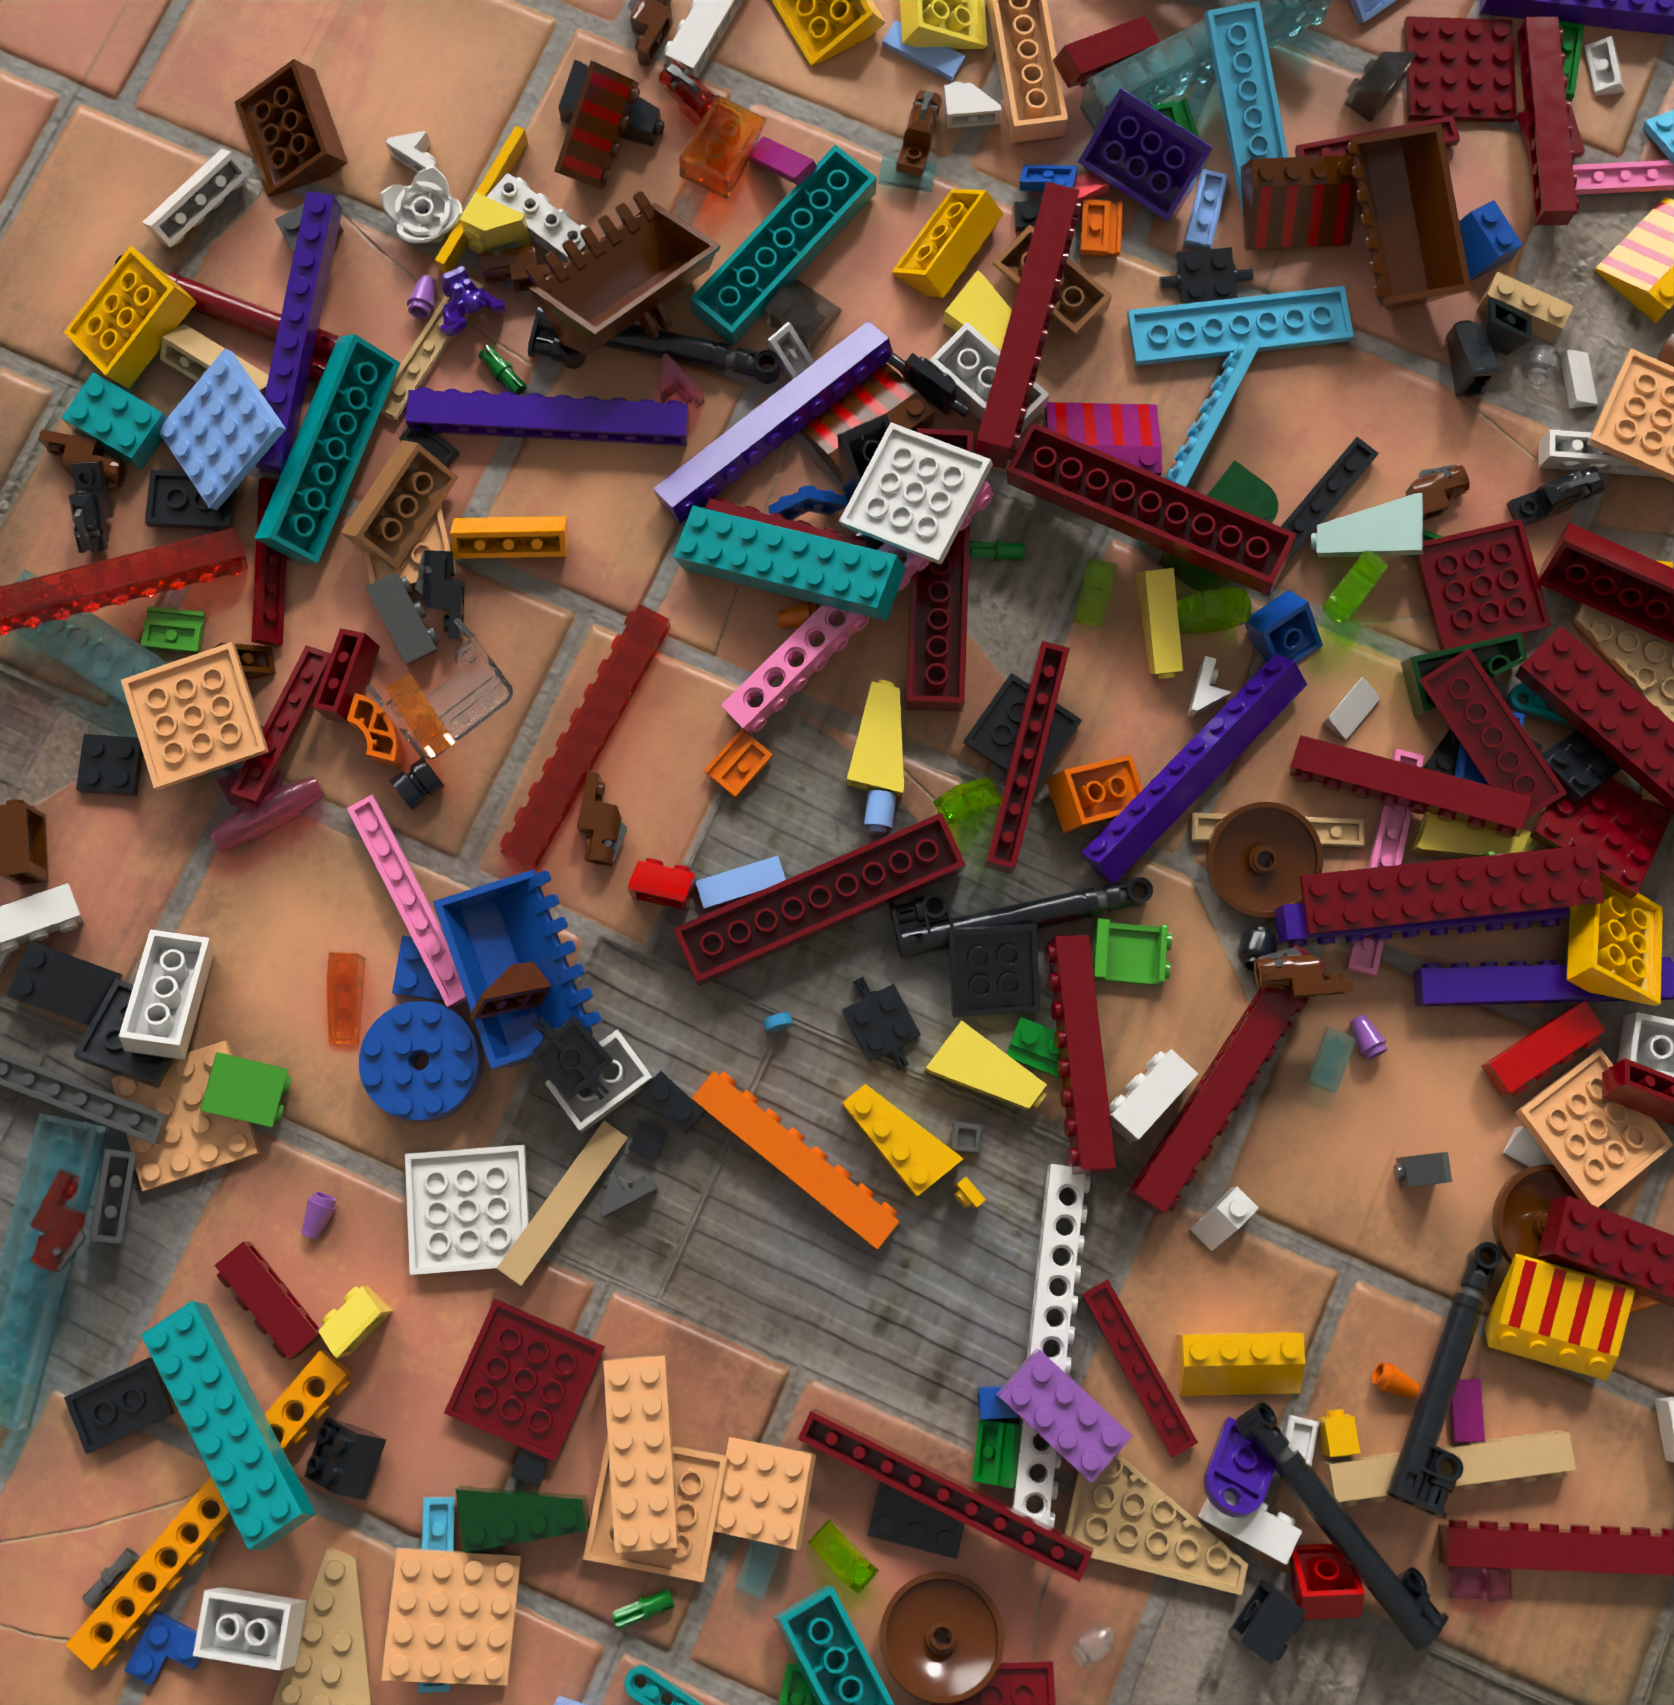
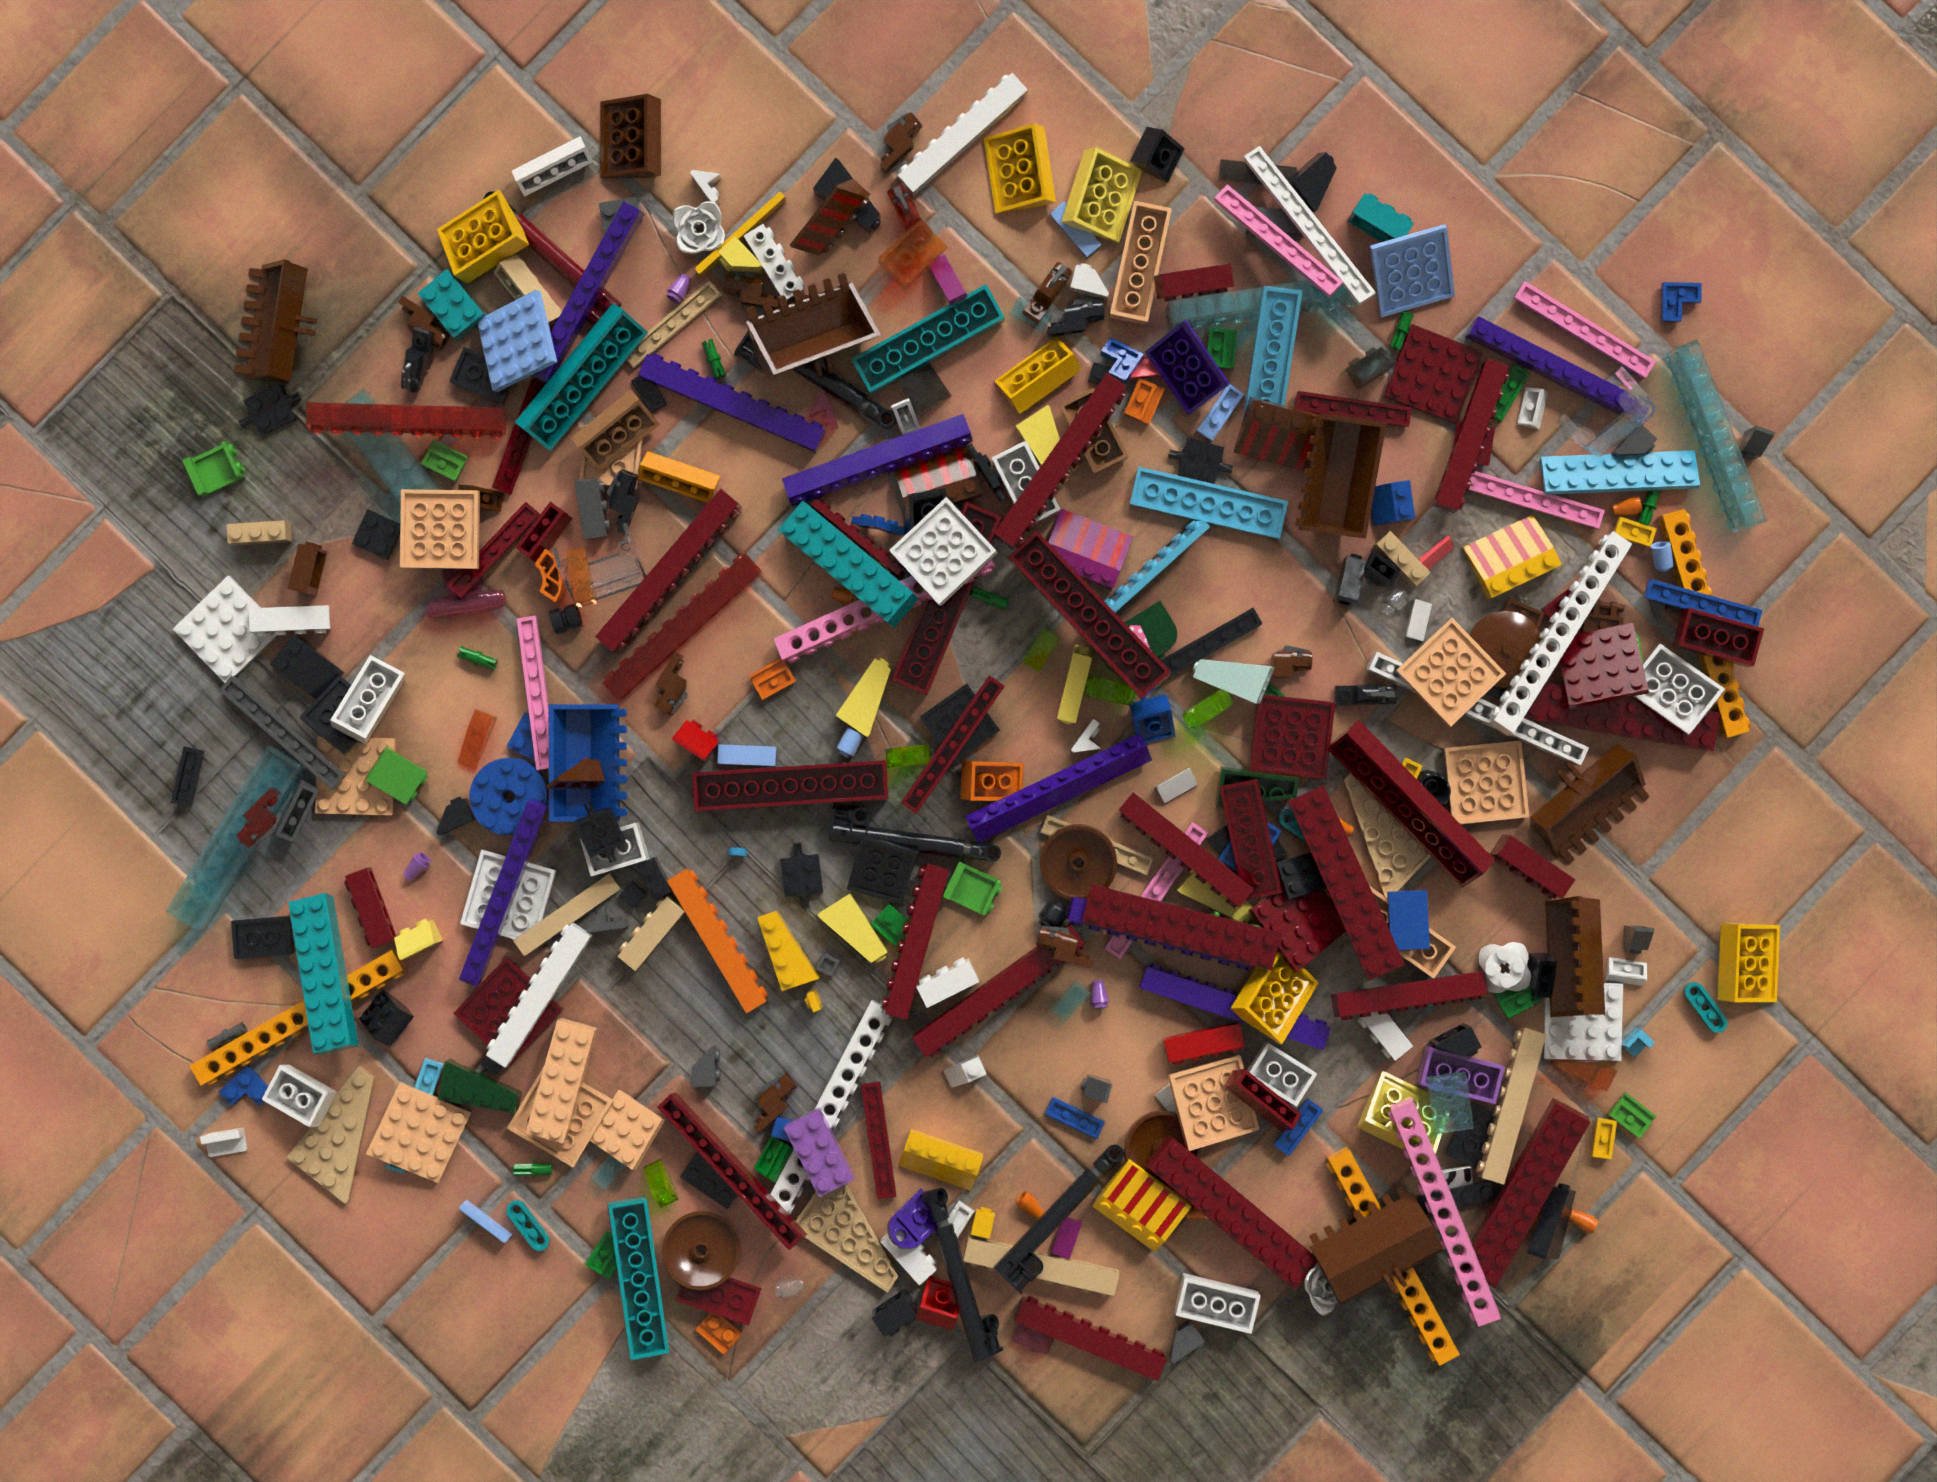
camera: 20 degrees right, 10 degrees up
(308, 884) = (477, 658): none -> green pin
(351, 1119) = (455, 815): none -> black slope
(459, 1202) = (504, 892): none -> dark purple brick
(464, 299) = (706, 305): dark purple animal -> none
(541, 666) = (669, 571): none -> dark red brick
(562, 1337) = (539, 994): none -> white brick
(696, 1184) = (650, 935): none -> tan brick
(846, 1357) = (705, 1069): none -> dark grey slope
(962, 1366) = (773, 1099): none -> reddish brown plate
(971, 155) = (1077, 316): none -> black plate
(1396, 27) = (1401, 330): none -> green axle
(1405, 1228) = (1074, 1117): none -> blue tile
(1568, 279) = (1437, 552): none -> coral slope

